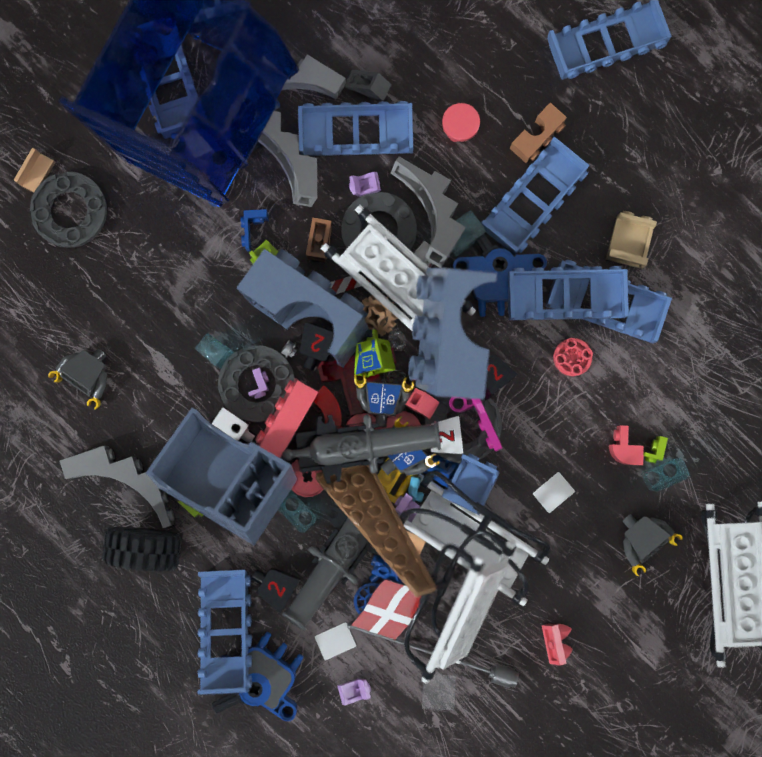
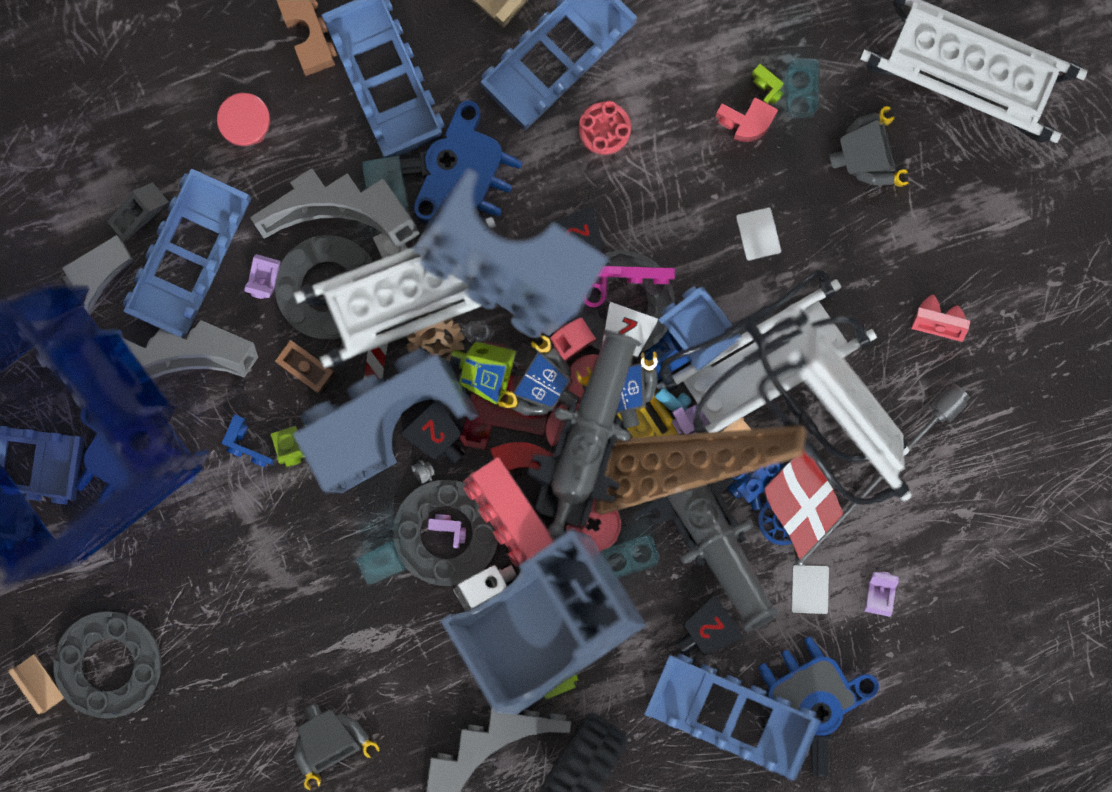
camera: 65 degrees left, 0 degrees up
(439, 692) = (932, 492): clear piece -> none
(607, 293) = (549, 48): medium blue window -> none

